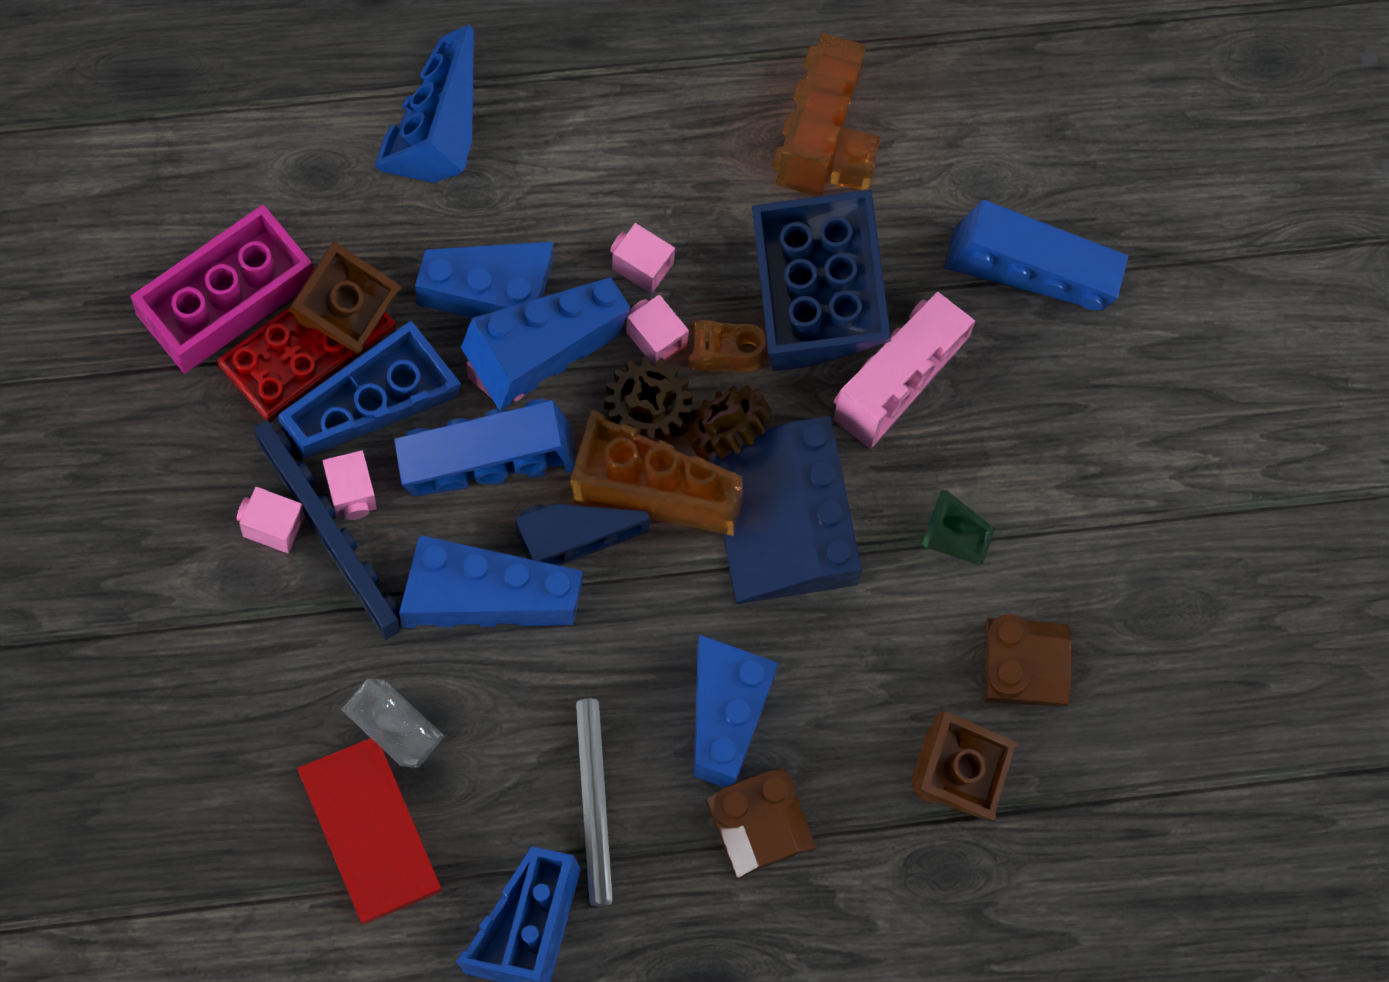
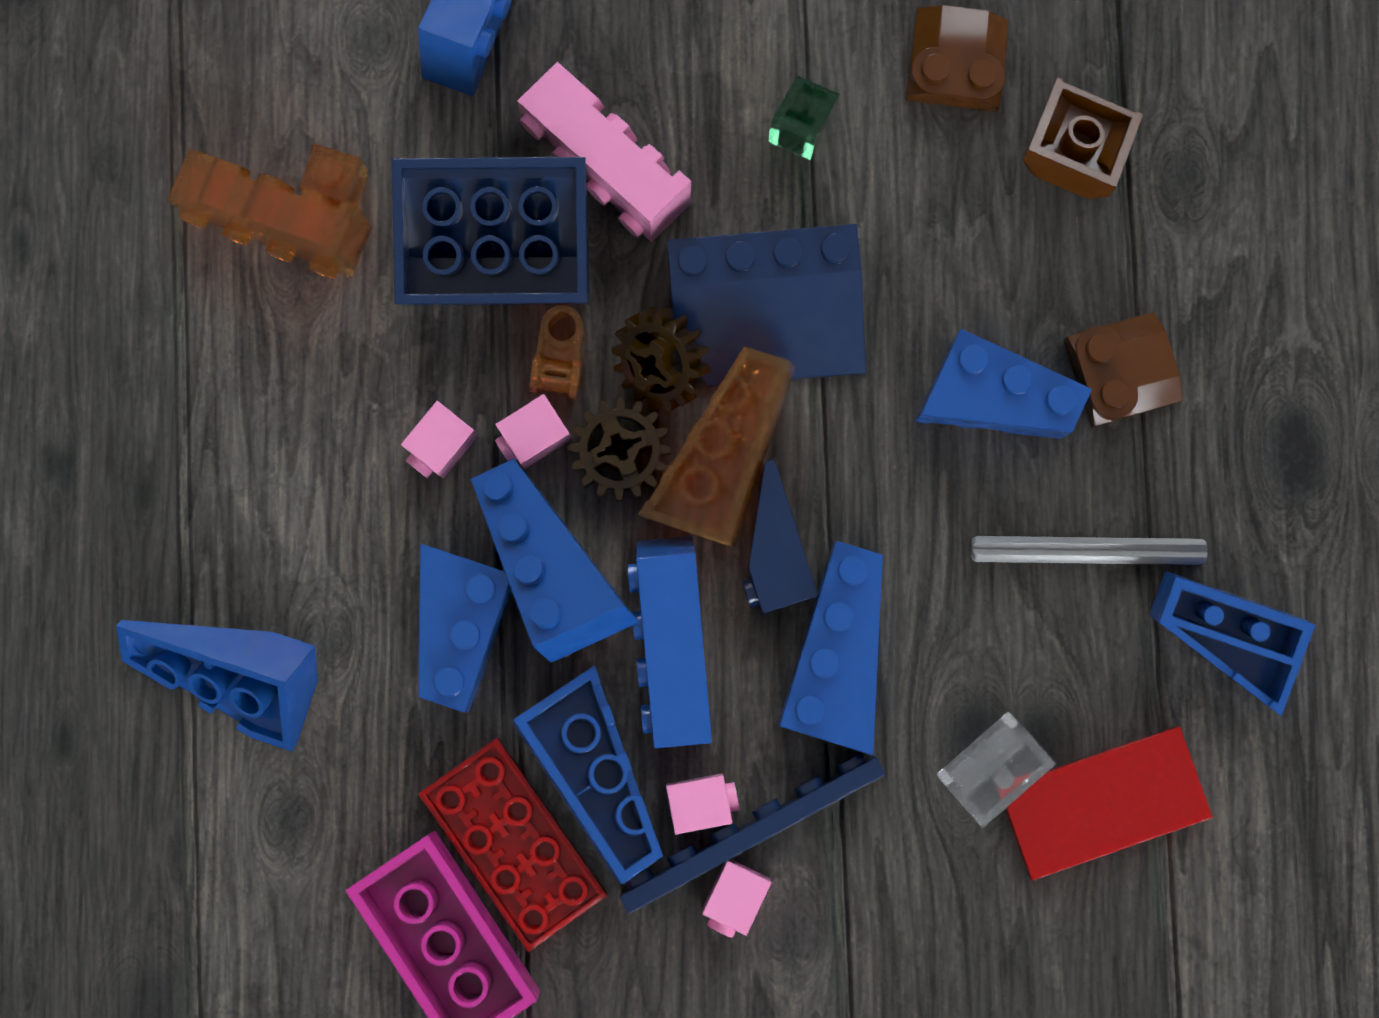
camera: 80 degrees left, 15 degrees up
(344, 298) = (474, 798): reddish brown slope -> none

